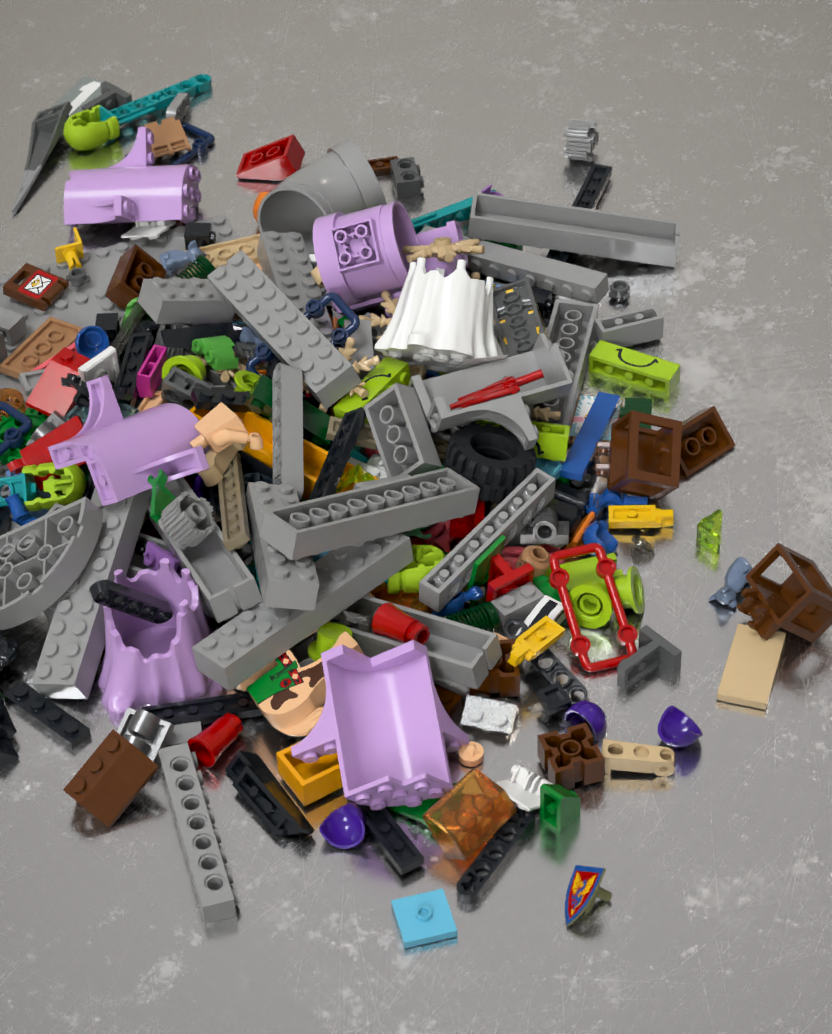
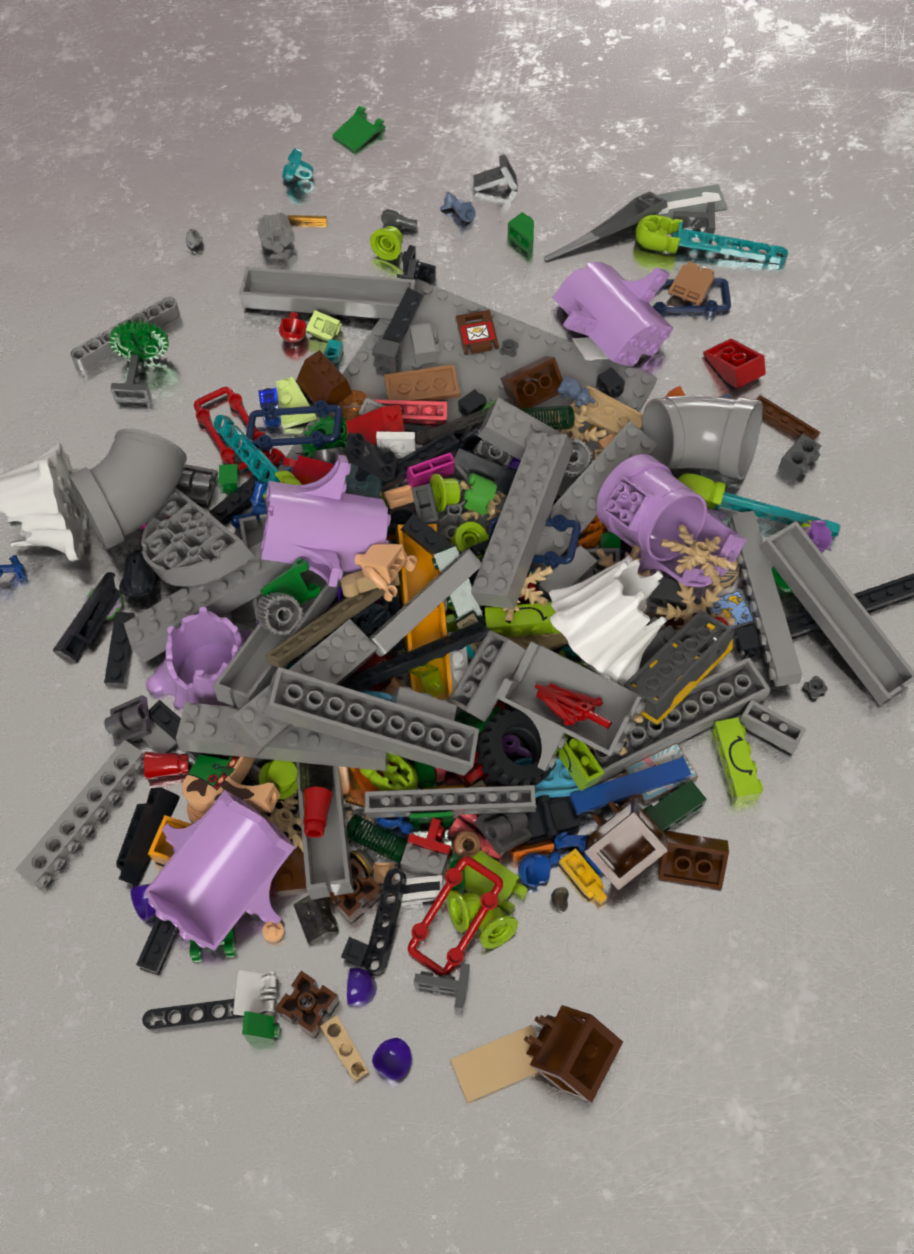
camera: 50 degrees right, 20 degrees up
(71, 252) = (526, 325): yellow bracket -> none
(91, 341) = (428, 414): blue hair -> none
(111, 778) = (80, 732): reddish brown slope -> none
(131, 601) = (193, 633): black beam -> none
(179, 106) = (732, 264): light grey beam -> none
(424, 918) = (110, 1009): medium azure plate -> none
(468, 815) = (202, 976): clear orange slope -> none
(535, 641) = (385, 904): yellow hinge -> none
(583, 890) = (196, 1101): shield -> none
(707, 528) = (611, 932): clear neon green bracket -> none
(734, 582) = (573, 992): sand blue animal -> none

